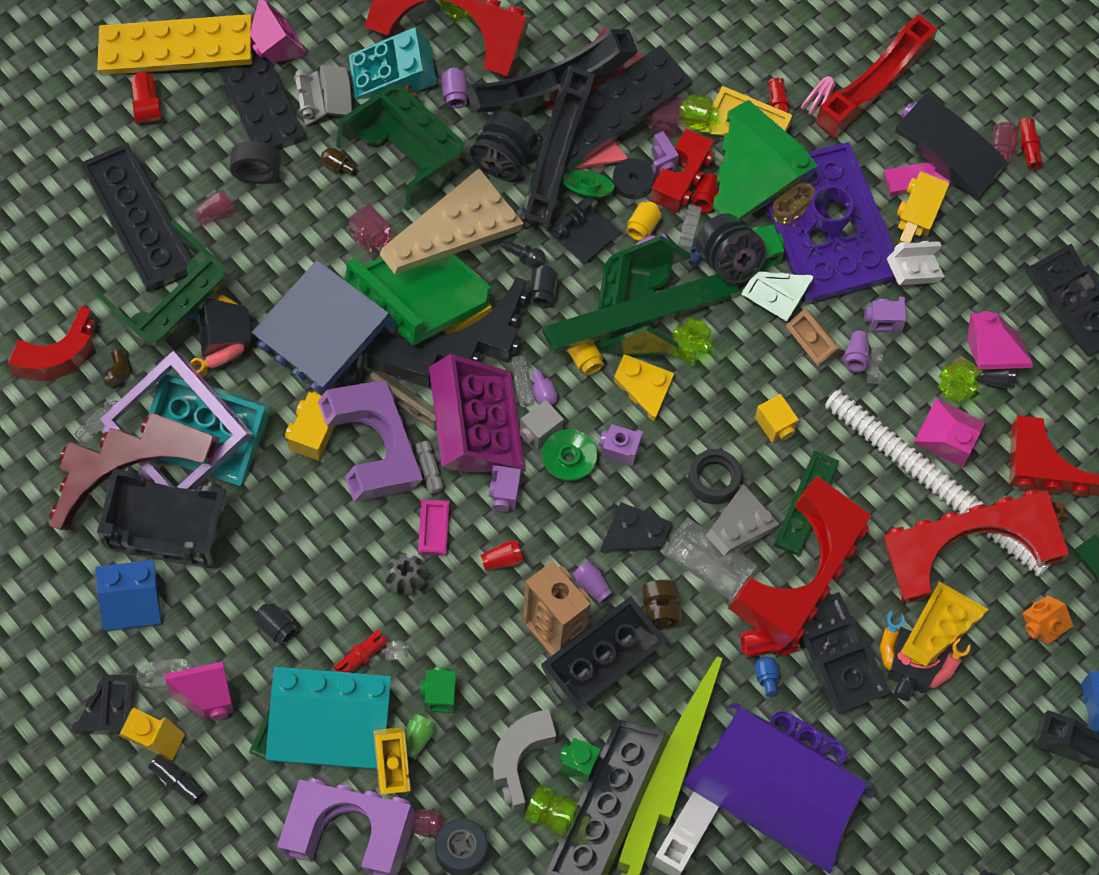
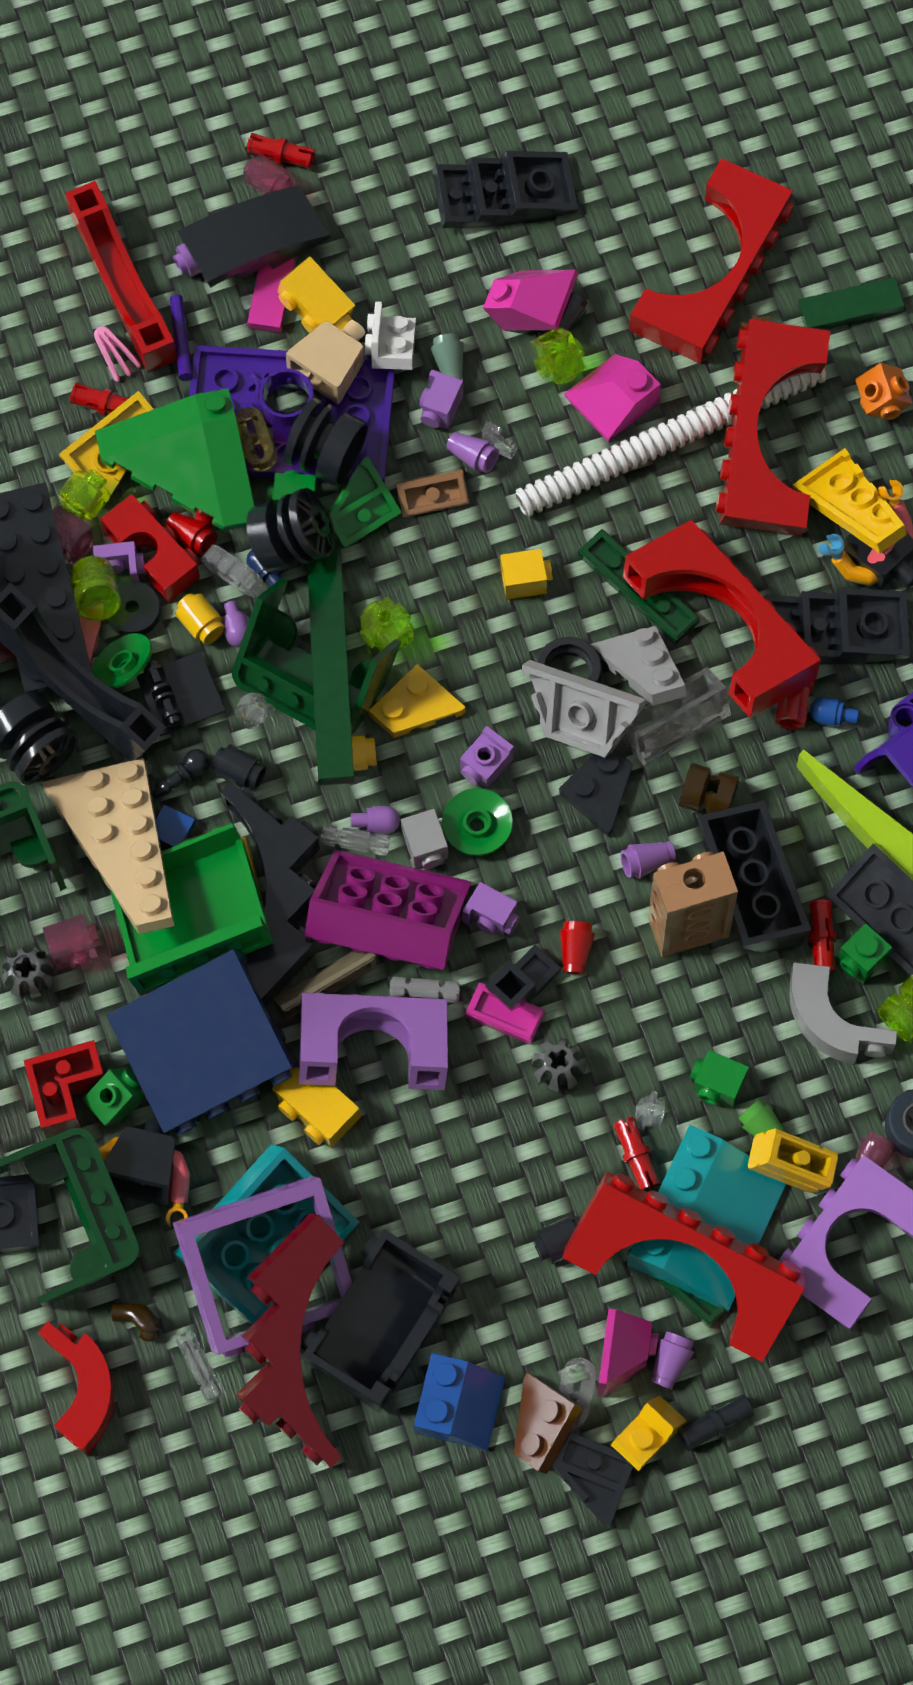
camera: 60 degrees left, 5 degrees up
(133, 658) = (543, 1423): none -> reddish brown wing
(213, 731) = (671, 1359): none -> medium lavender cone
(261, 253) = (57, 1078): none -> red brick
(265, 292) = (115, 1096): none -> green brick
(284, 765) = (627, 1215): none -> red arch
(335, 209) = (20, 966): none -> dark grey piece
(462, 531) = (524, 980): none -> black slope
(482, 261) = (173, 826): none -> blue tile
(583, 727) = (822, 934): none -> red pin
(590, 279) = (253, 710): none -> clear plate
(632, 144) = (95, 588): none -> clear neon green wheel
(681, 489) = (581, 709): none -> light grey wing
(808, 243) = (318, 439): none -> black wheel
(851, 132) = (181, 337): none -> dark purple bar
(878, 226) = (329, 358): none -> tan torso
(924, 309) = (449, 354): none -> sand green cone

